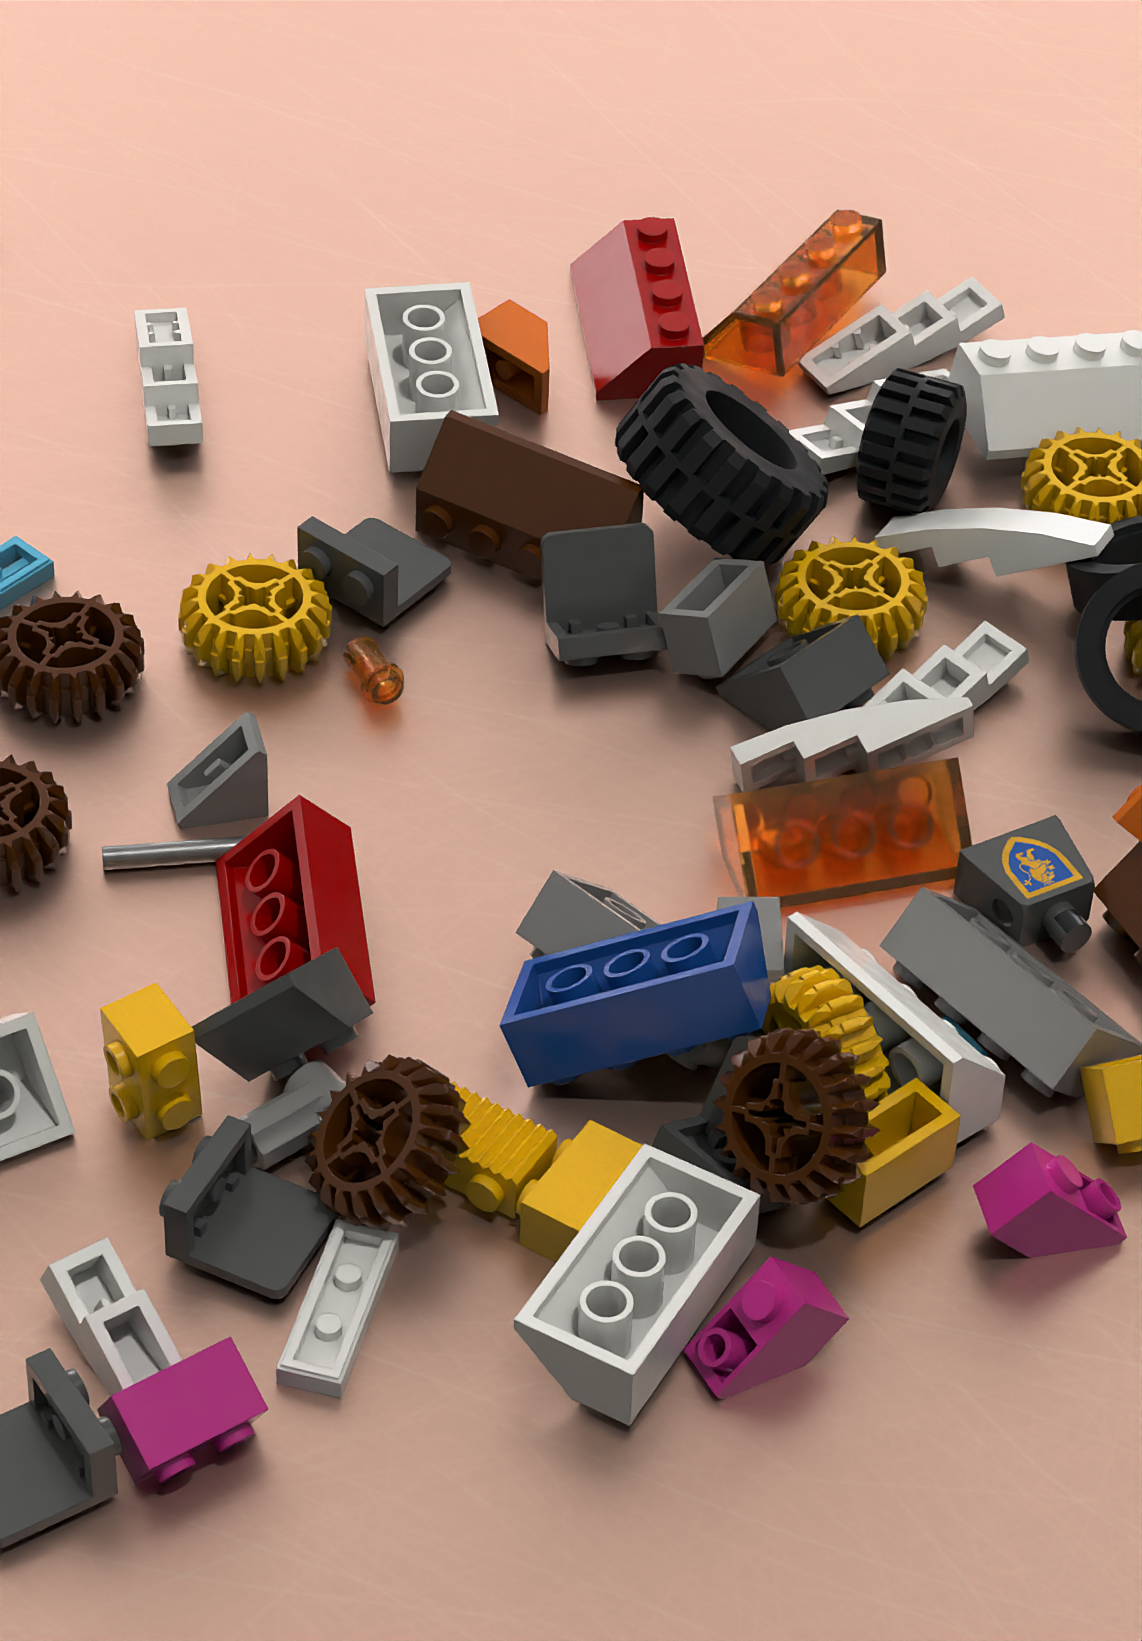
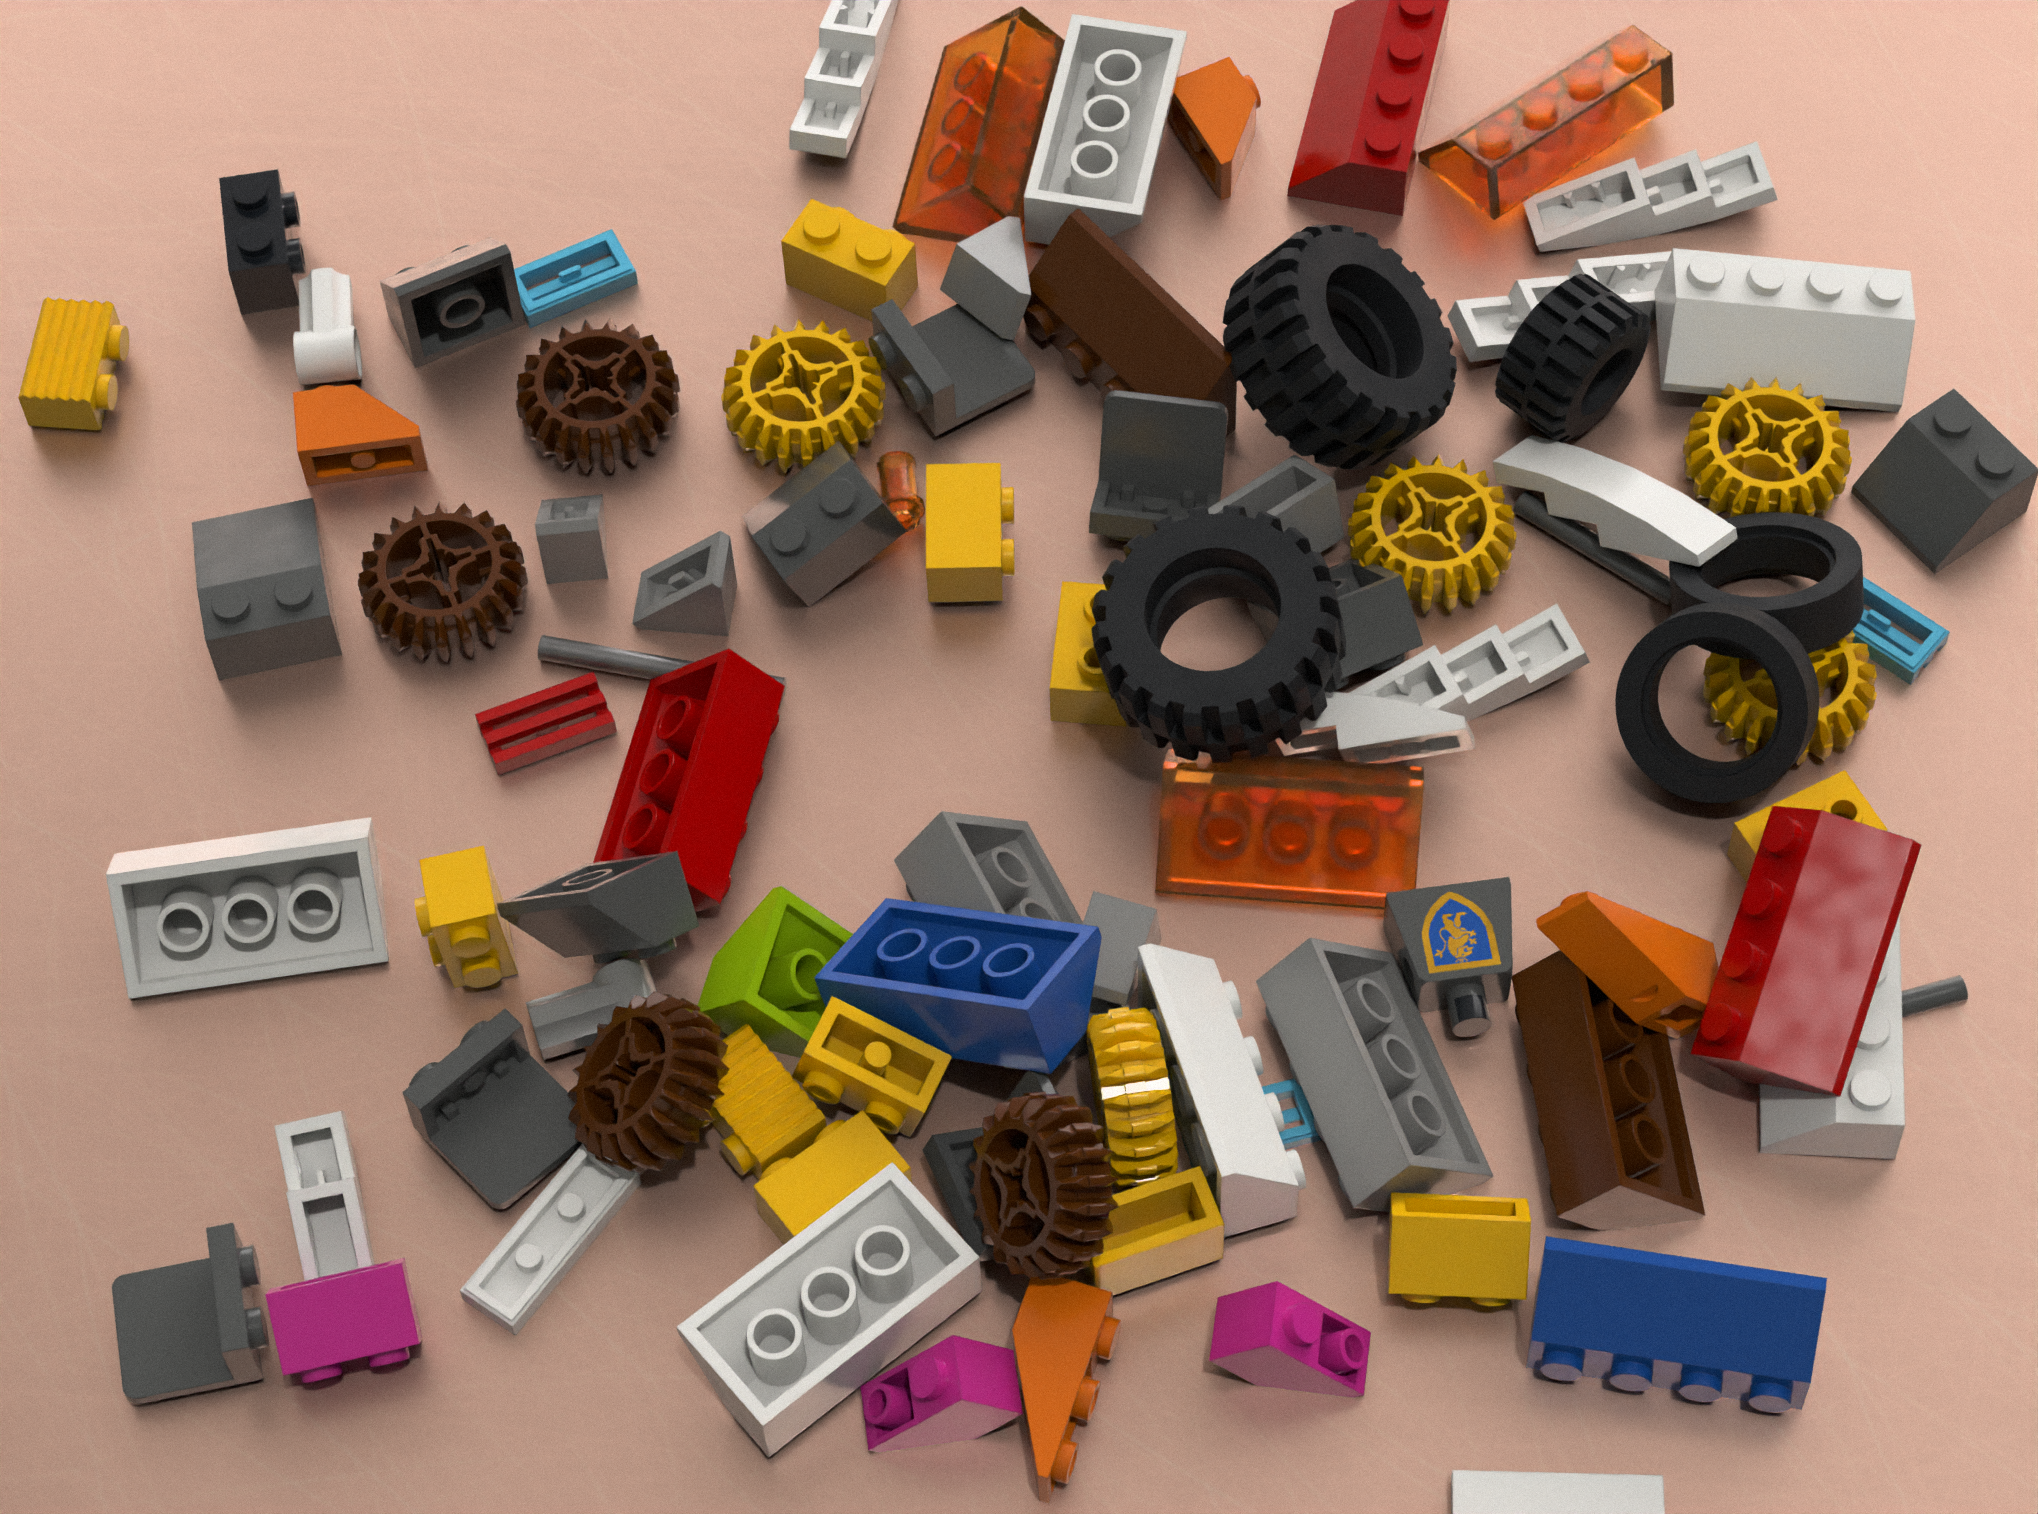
camera: 25 degrees right, 15 degrees up
(97, 769) = (572, 539): none -> light grey slope
(129, 909) = (543, 714): none -> red tile
(247, 511) = (848, 260): none -> yellow brick
(316, 399) = (980, 129): none -> clear orange slope
(326, 700) = (823, 524): none -> dark grey slope
(386, 494) = (991, 277): none -> light grey slope
(454, 680) = (966, 532): none -> yellow brick
(458, 1033) = (770, 970): none -> lime slope
(576, 1078) = (870, 1068): none -> yellow brick
(611, 746) = (1077, 679): none -> yellow brick
(737, 733) = (1206, 561): none -> black tyre
(854, 1259) = (1056, 1351): none -> orange slope
(994, 586) = (1587, 542): none -> dark grey bar

